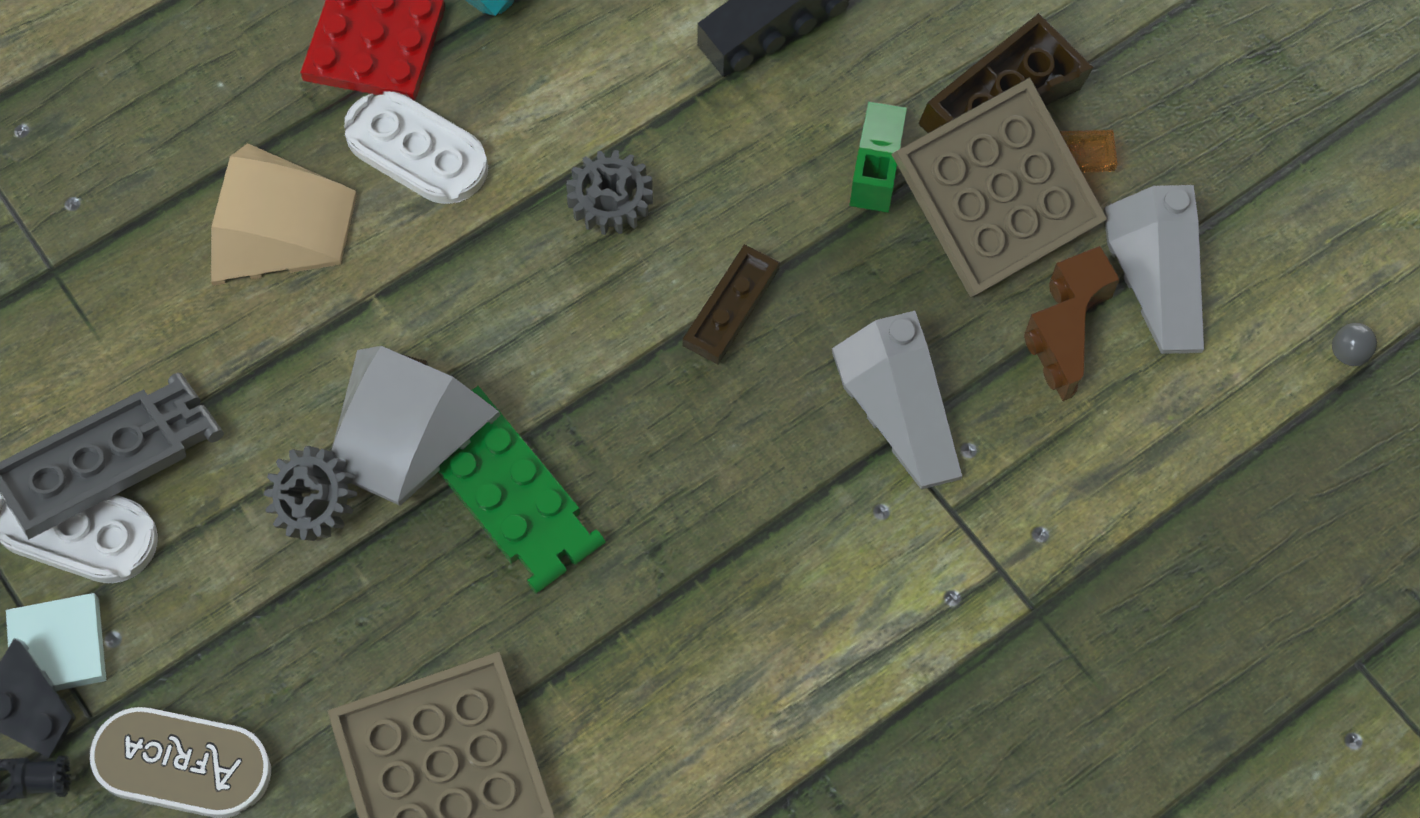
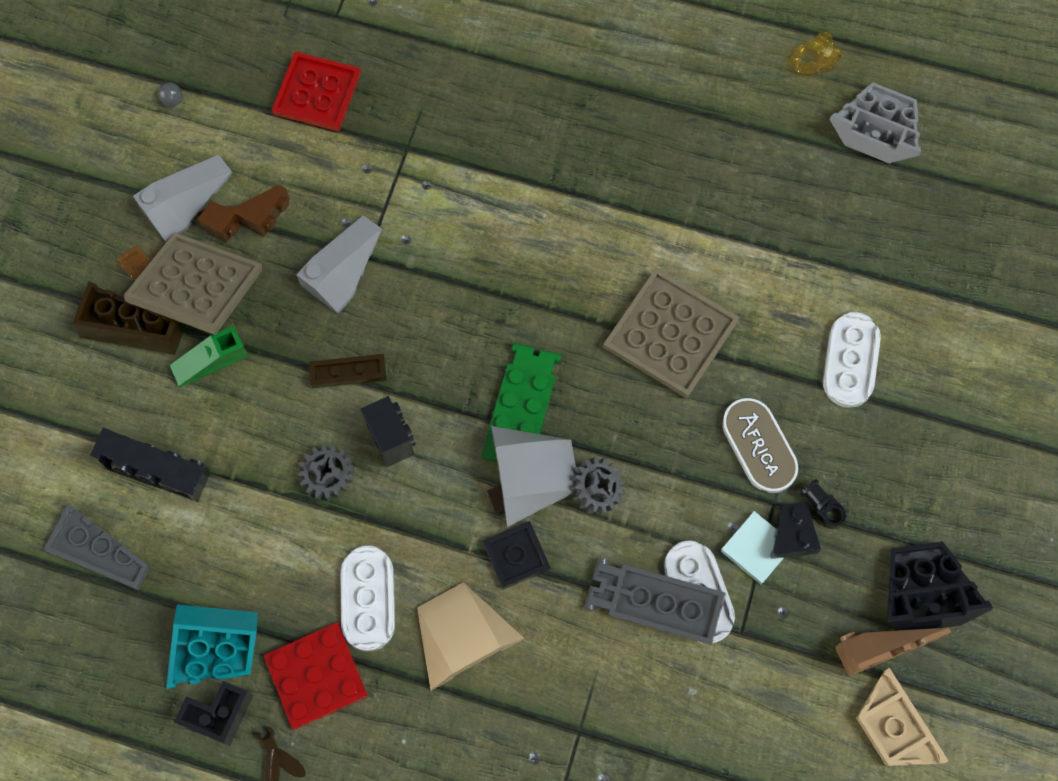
camera: 125 degrees left, 5 degrees up
(316, 342) = (516, 555): none -> black tile
(596, 283) = (387, 429): none -> black brick
(1224, 541) = (316, 91): none -> red plate

